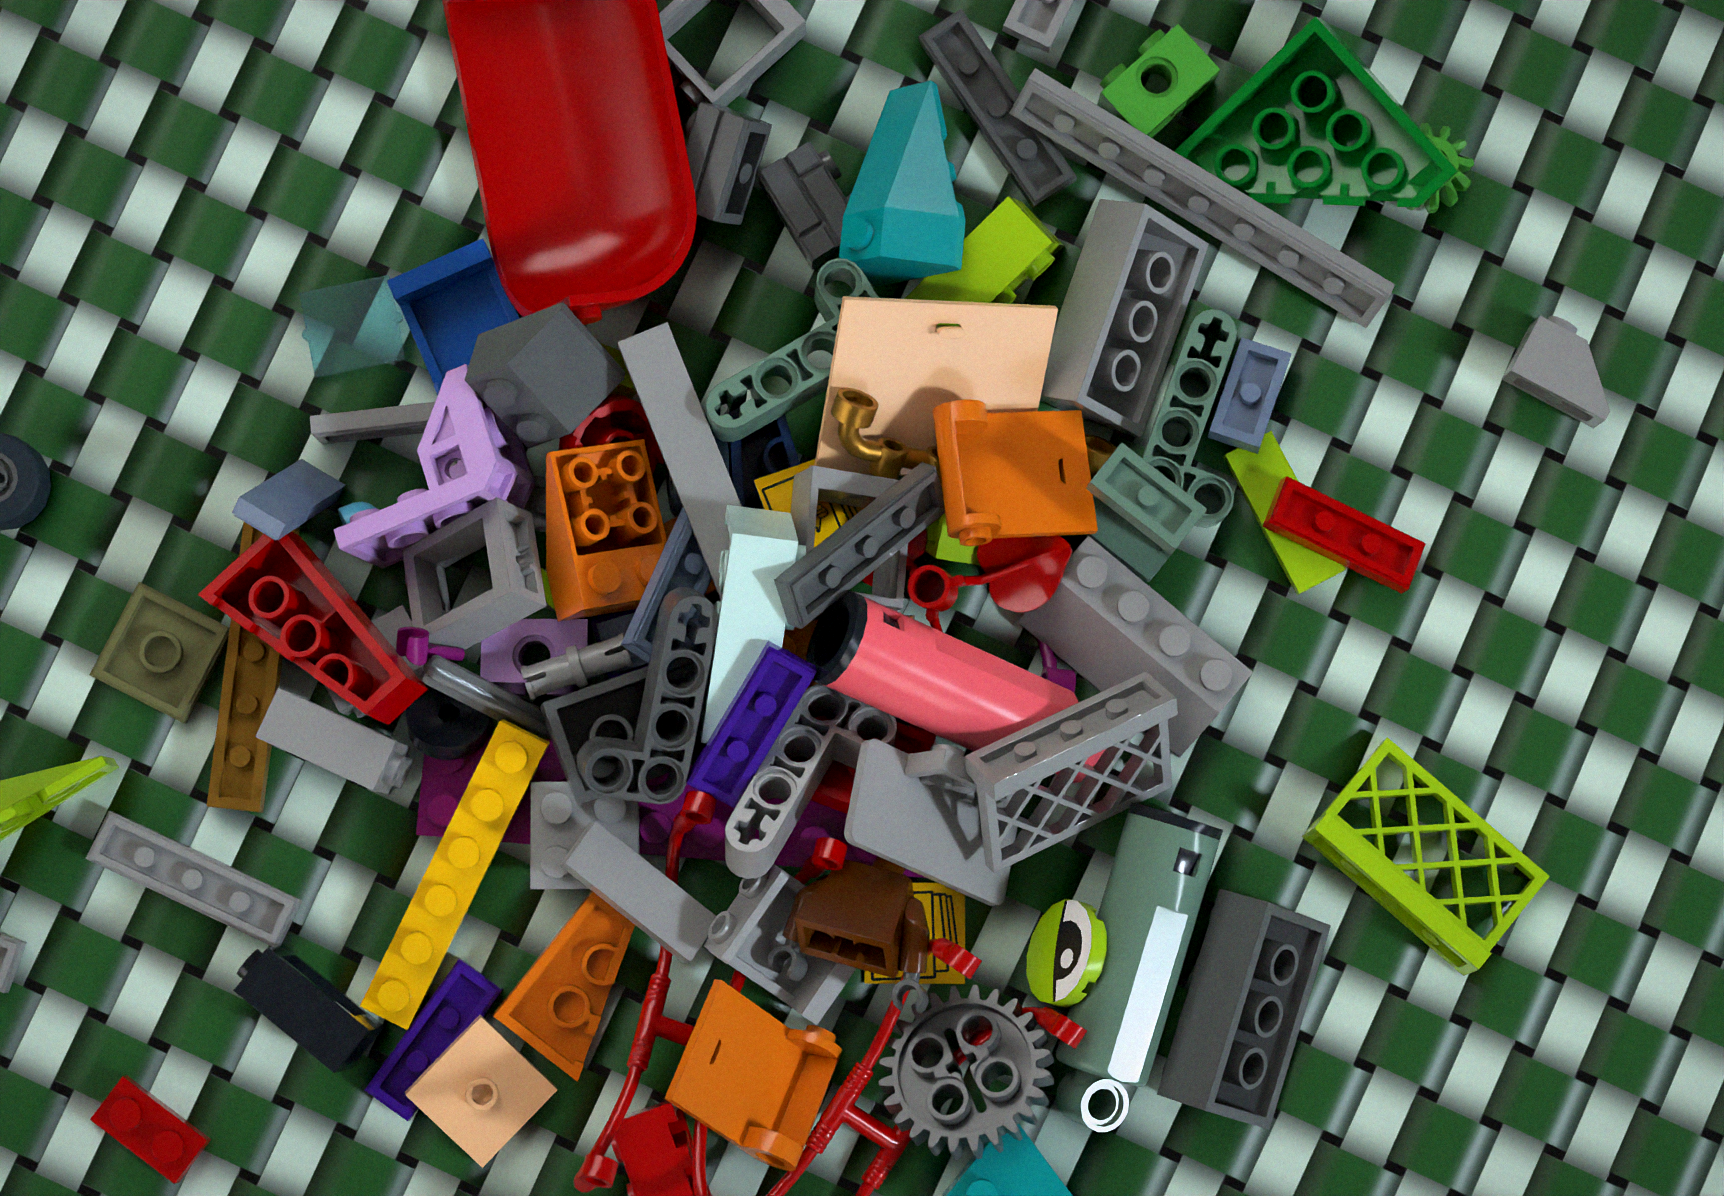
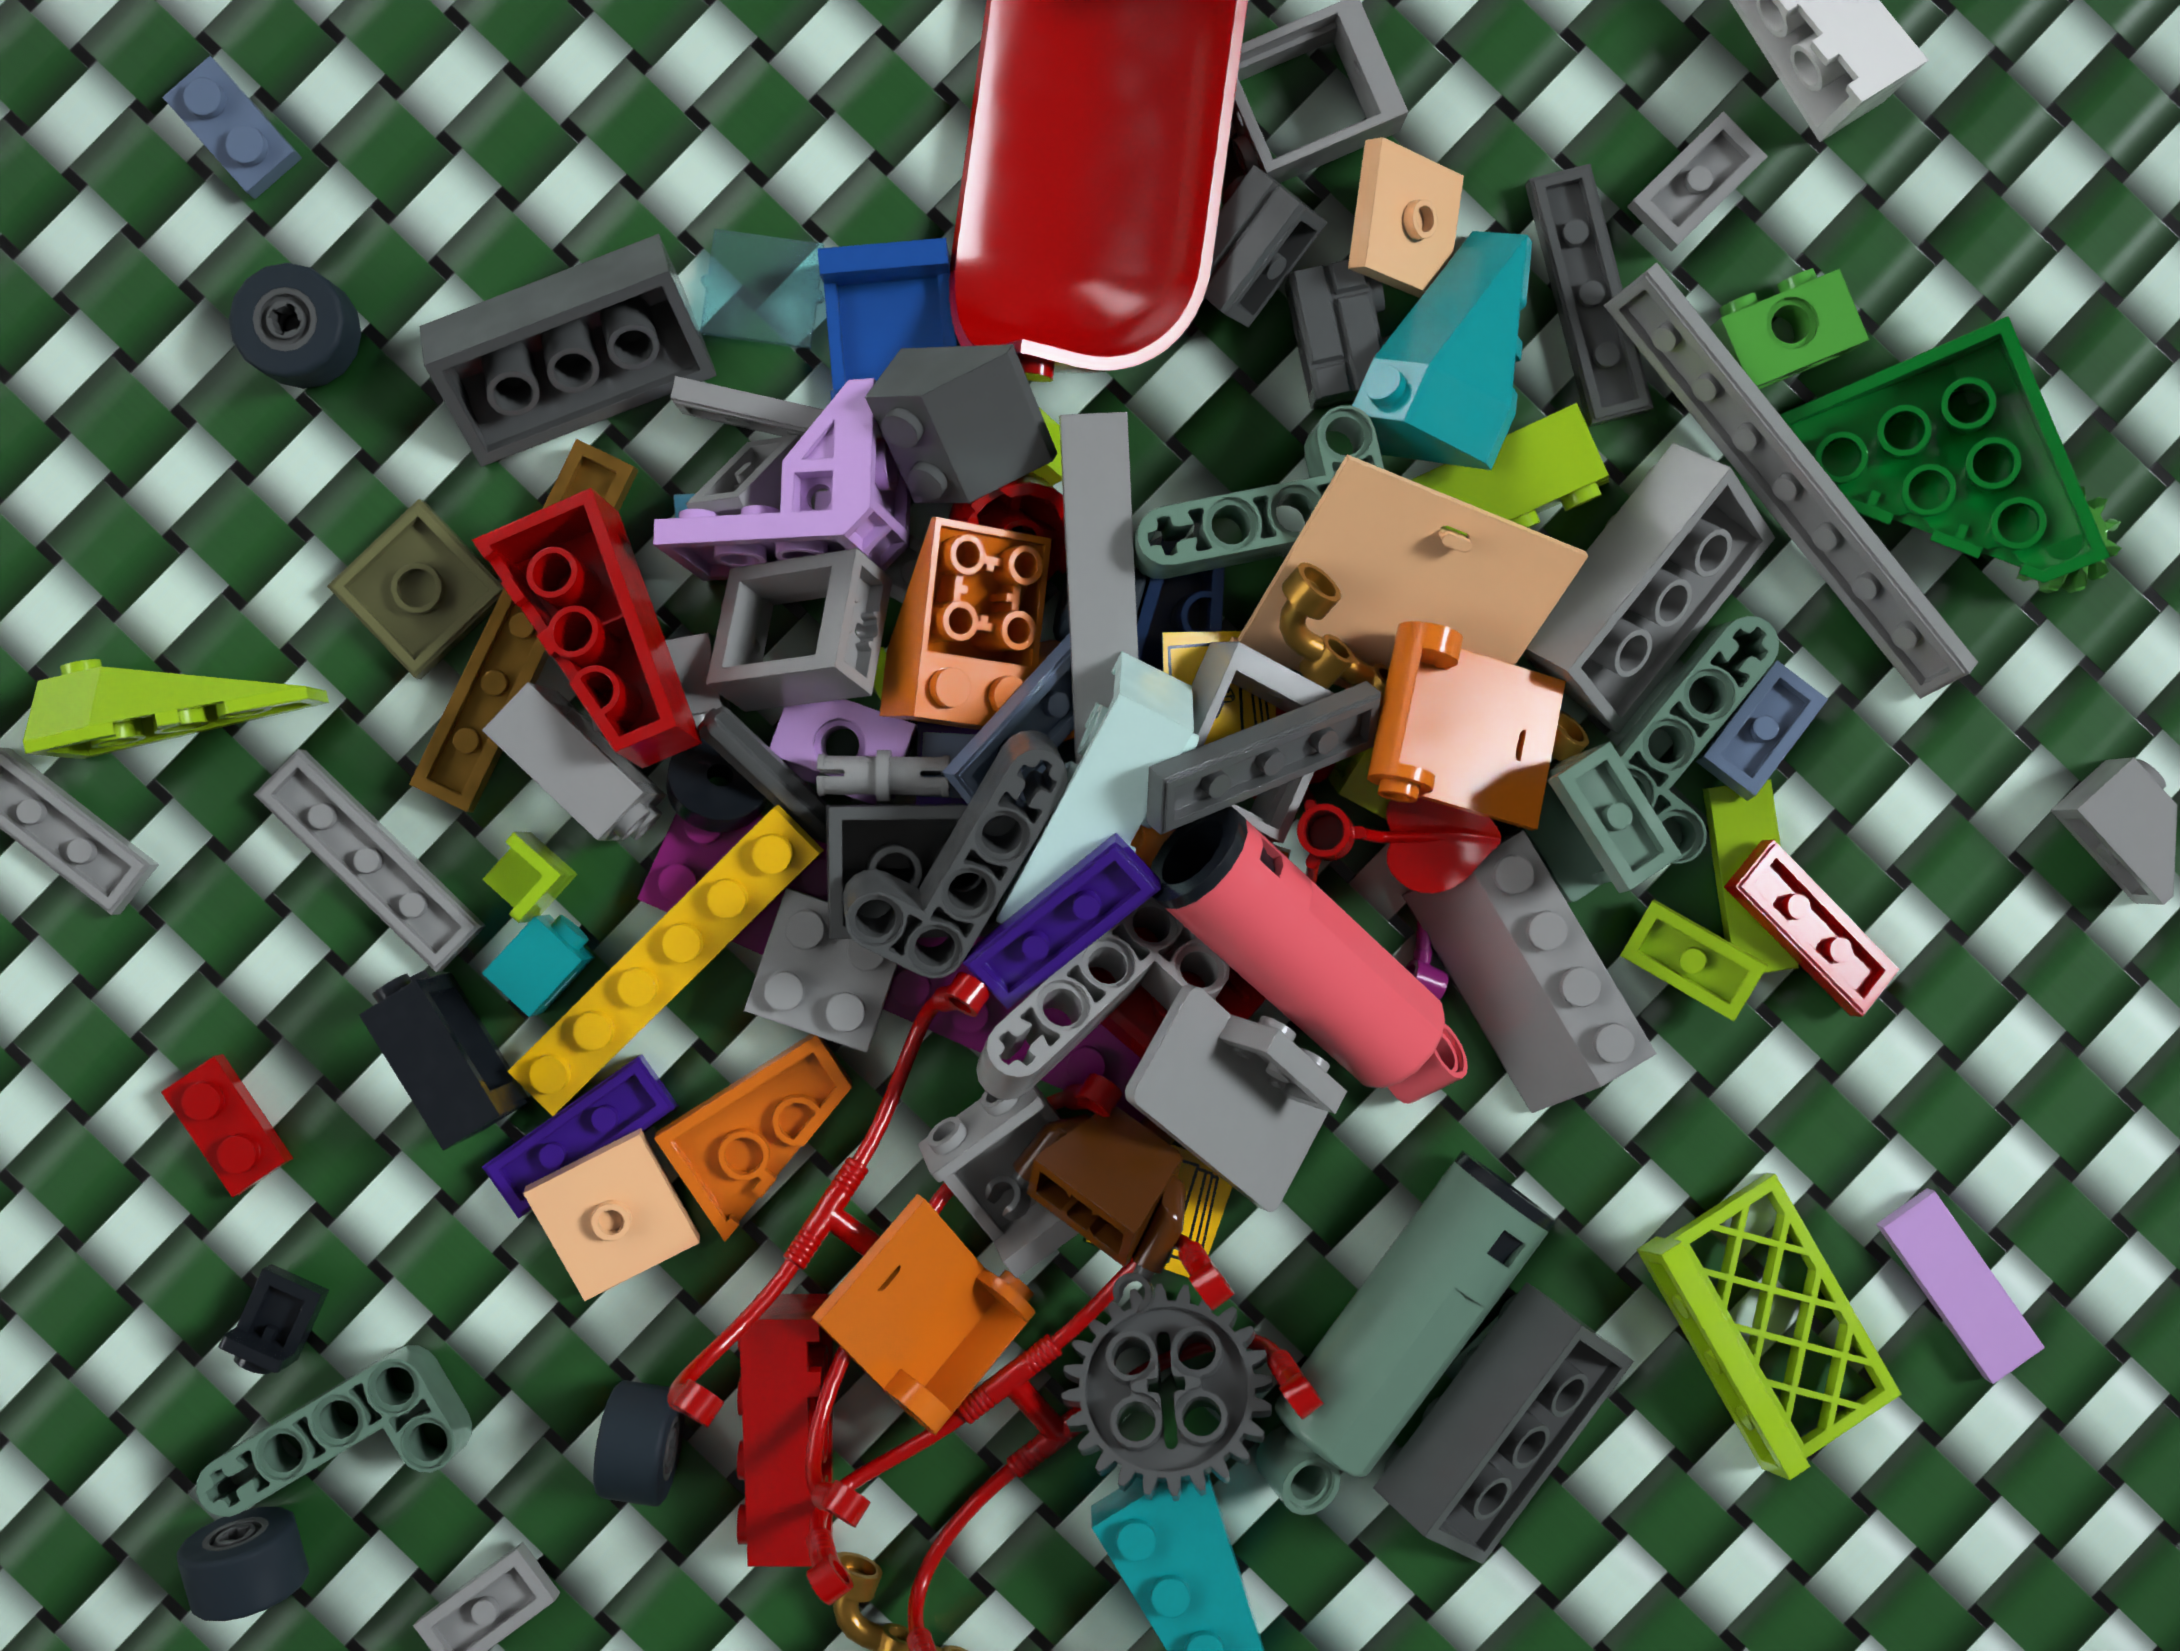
camera: 20 degrees right, 5 degrees up
(216, 426) = (566, 350): none -> dark grey slope
(288, 499) = (614, 465): sand blue tile -> none
(324, 847) = (529, 876): none -> lime panel
(357, 910) = (540, 963): none -> teal brick
(393, 473) = (747, 478): none -> light grey slope
(415, 645) = (704, 690): magenta hand -> none
(639, 891) = (866, 1060): light grey tile -> none
(831, 100) = (1404, 217): none -> light nougat plate
(1065, 744) = (1407, 1070): light grey fence -> none
(1066, 953) = (1327, 1296): tile -> none
(1260, 591) = (1694, 960): none -> lime plate
(1565, 774) = (1960, 1285): none -> lavender tile

